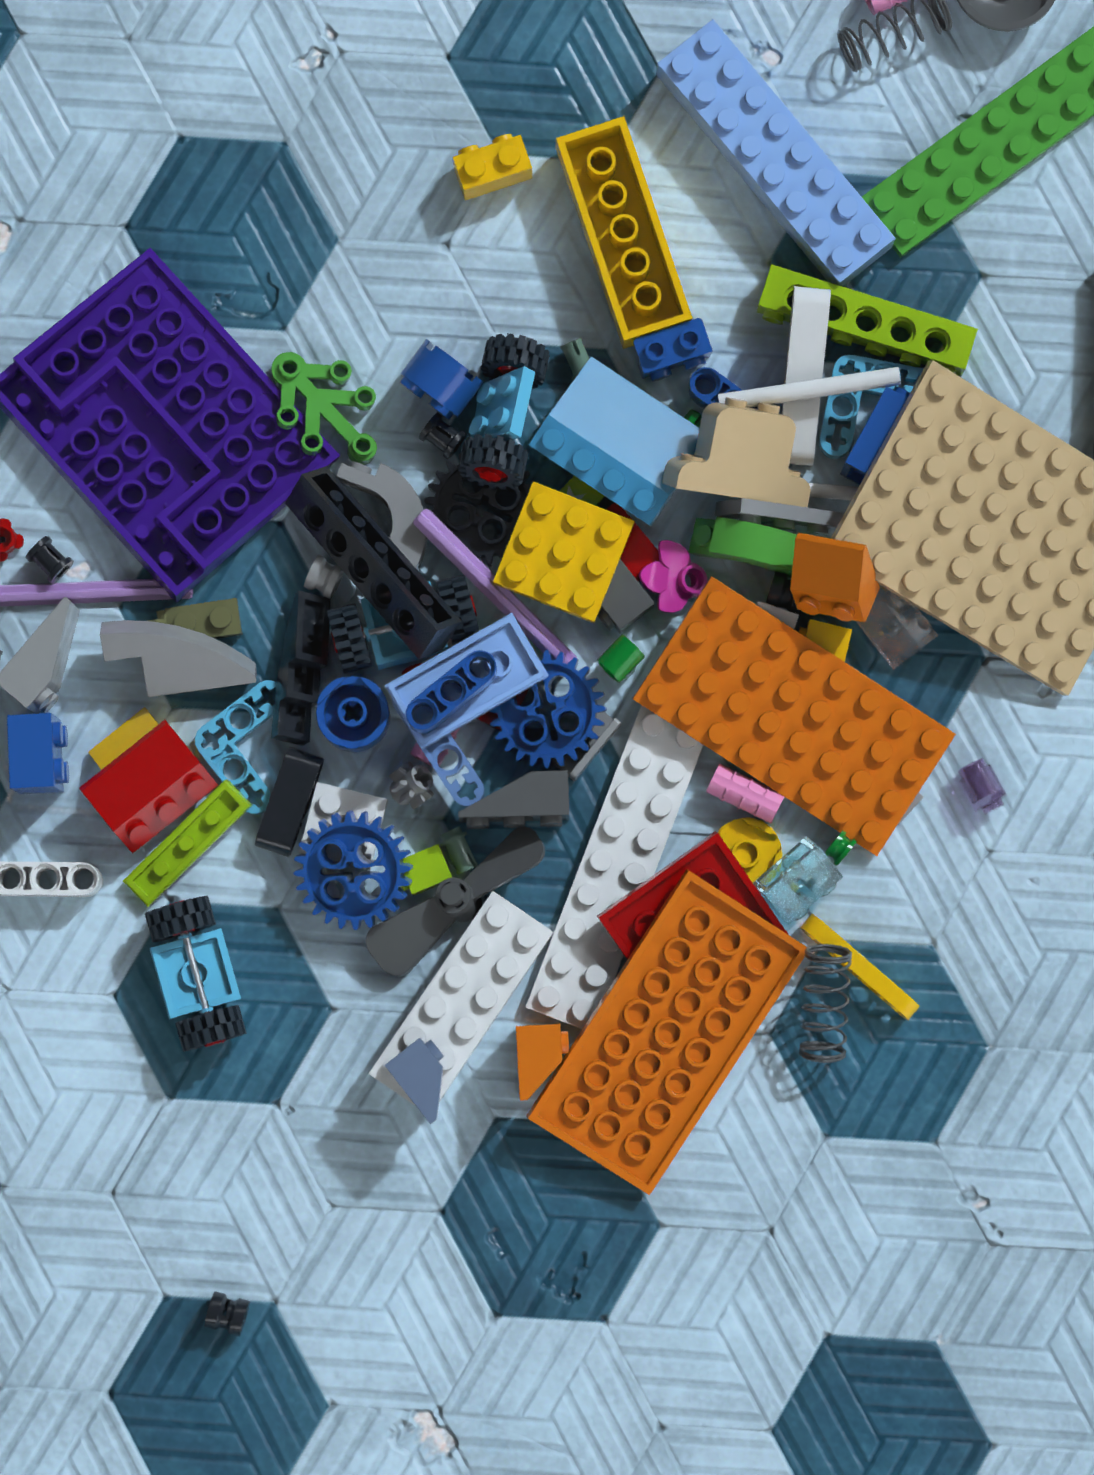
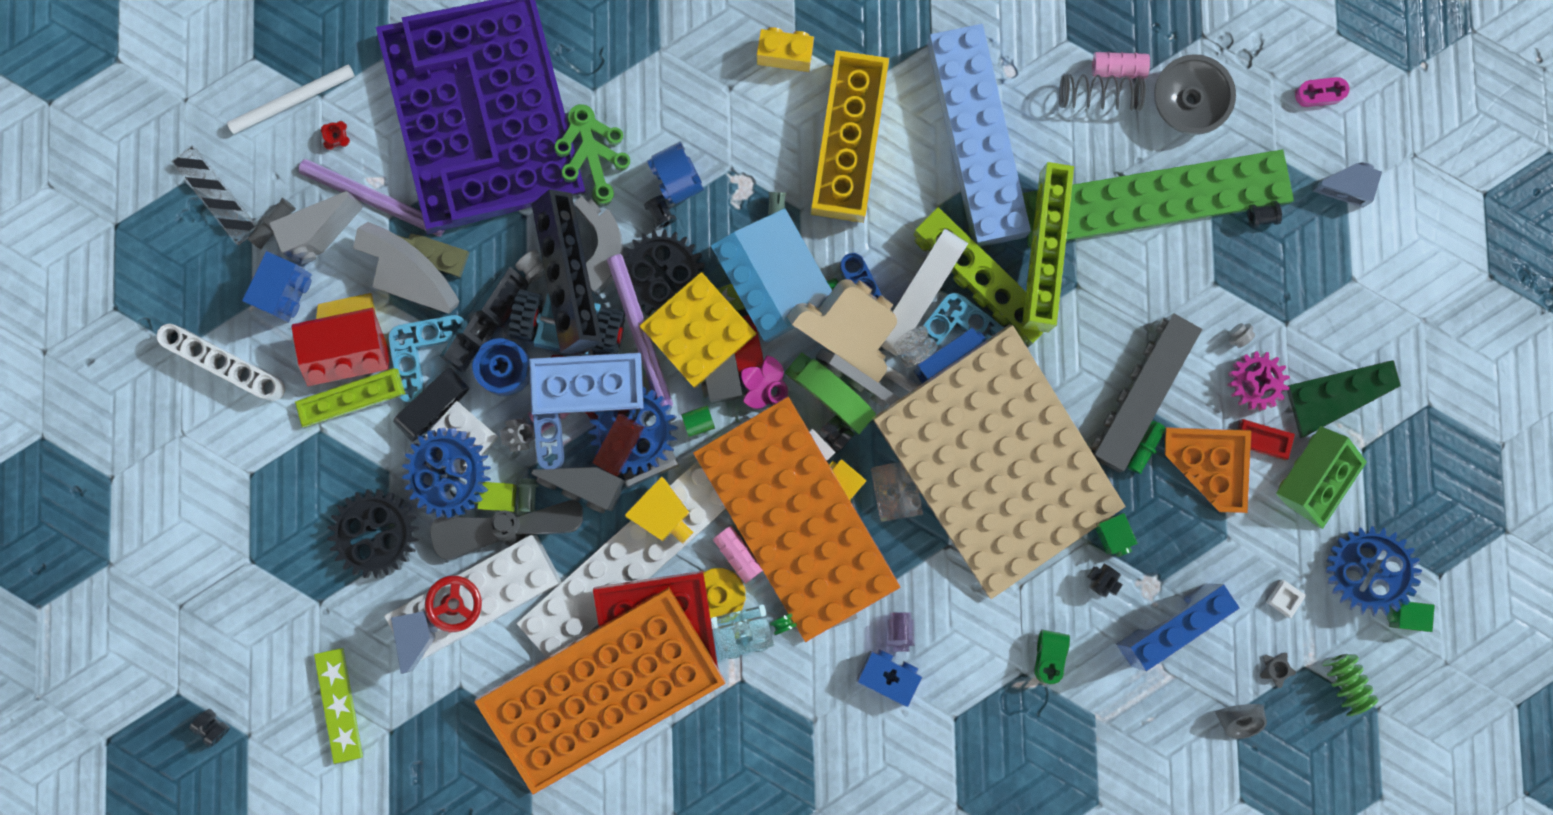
camera: 25 degrees right, 0 degrees up
(49, 559) = (358, 163): black bush -> none
(195, 973) = (306, 488): plate -> none
(325, 1010) = (365, 511): none -> black gear
(364, 1211) = (338, 705): none -> lime tile
(440, 1025) = (471, 616): none -> red piece
(460, 675) = (556, 381): blue beam -> none
(501, 410) = (681, 237): plate -> none
(538, 1055) = (504, 660): orange slope -> none
(541, 733) = (618, 445): none -> clear red plate
(632, 788) = (661, 513): none -> yellow torso
(671, 348) = (842, 230): blue bracket -> none
(815, 1045) = (736, 704): dark grey piece -> none
(817, 387) = (925, 305): white piece -> none
(830, 442) = (915, 346): none -> clear wheel
(833, 578) = (868, 440): orange slope -> none
(862, 968) = (754, 712): yellow beam -> none
(926, 247) = (1048, 247): none -> lime brick
(1015, 856) = (900, 690): none -> blue brick

